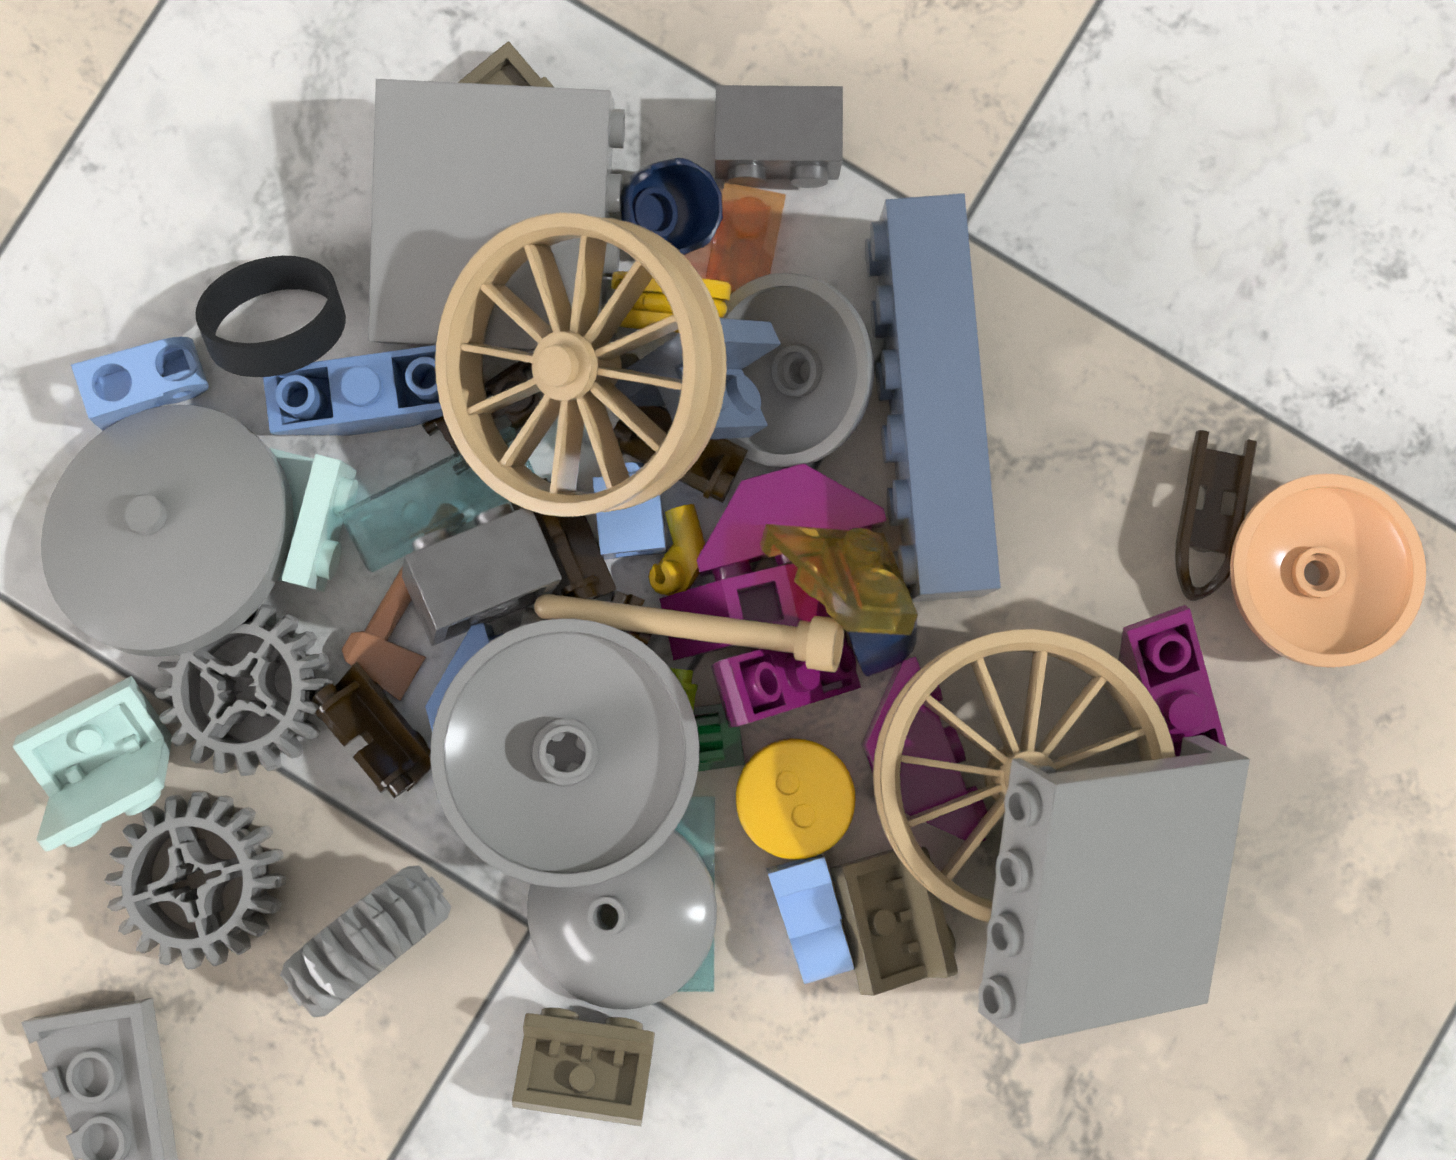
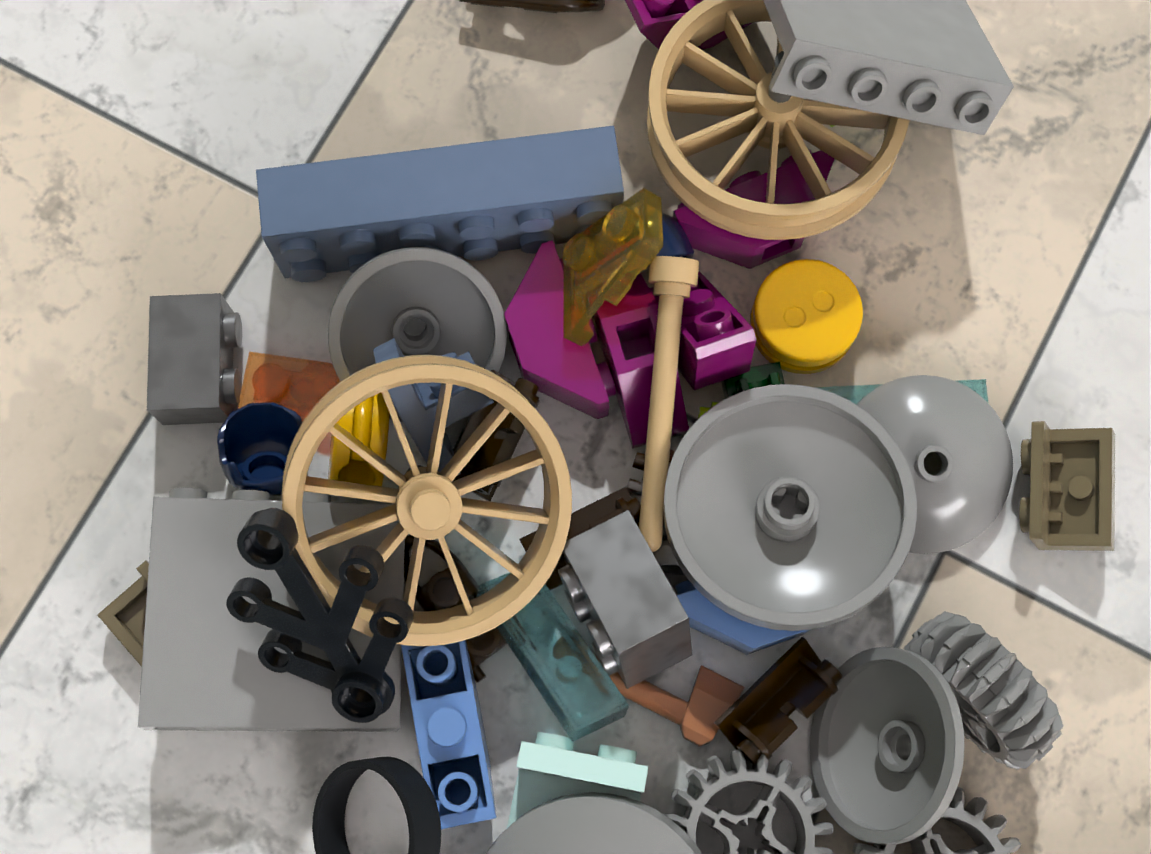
camera: 90 degrees left, 10 degrees down
(319, 835) = (885, 742): none -> light grey dish
(401, 297) = (357, 685): none -> black plant
(631, 530) = (579, 461): light blue brick -> none
(679, 565) = (593, 428): yellow arm -> none
(811, 917) = (910, 297): light blue leg -> none
(892, 924) = (908, 226): dark tan bracket -> none

